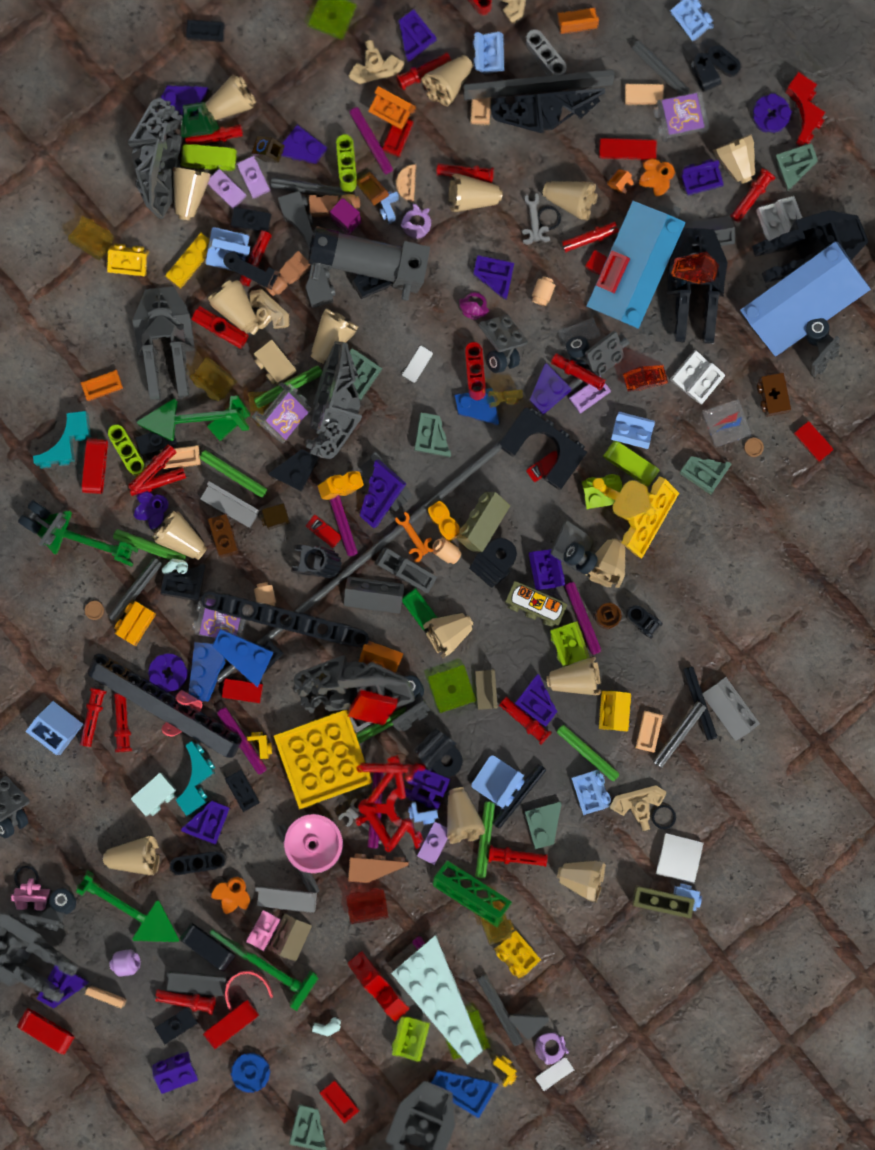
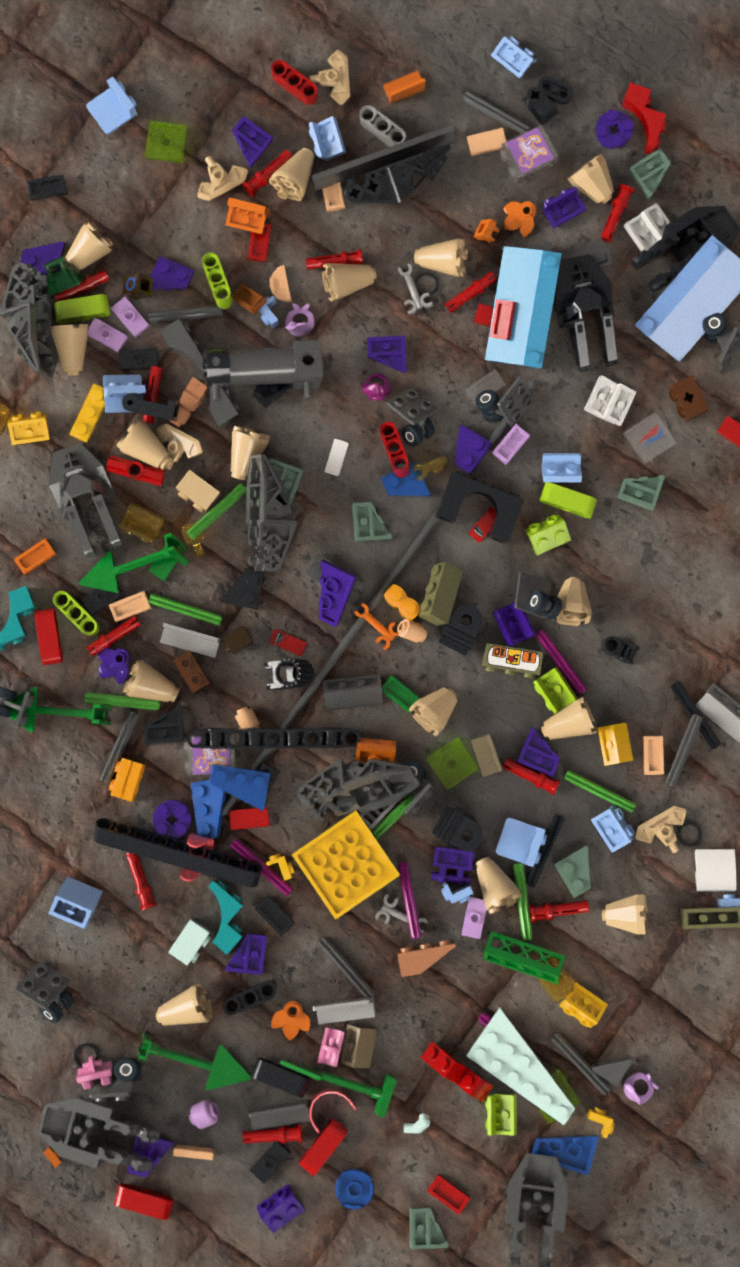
camera: 15 degrees left, 0 degrees up
(86, 740) = (109, 906): red pin -> none
(94, 610) = (84, 777): medium nougat piece -> none
(155, 465) = (104, 627): red pin -> none
(179, 565) = (156, 711): light aqua arm -> none
(284, 413) = (220, 538): panel -> none
(317, 830) = (371, 946): bright pink dish -> none
(323, 205) = (213, 324): nougat piece -> none
(340, 485) = (293, 593): light orange brick -> none
(343, 526) = (302, 627): magenta axle -> none
(345, 216) = (229, 332): magenta panel -> none
(367, 906) = (425, 996): clear red bracket -> none
(369, 808) = (404, 901): red piece -> none
(371, 140) = (235, 253): magenta axle -> none
(372, 707) = (381, 802): red tile -> none
(405, 570) = (377, 660): dark grey slope -> none
(543, 291) = (439, 355): light nougat brick -> none
(554, 1073) = (649, 1111): white sticker -> none
(581, 373) = (485, 422): red pin -> none
(608, 616) = (585, 653): reddish brown wheel -> none
(627, 149) = (484, 198): red tile -> none
(642, 510) = (591, 541): yellow plate -> none
(645, 378) = (560, 414): clear red slope -> none
(695, 268) = (583, 295): clear red slope -> none
(753, 447) = (681, 454): medium nougat piece -> none

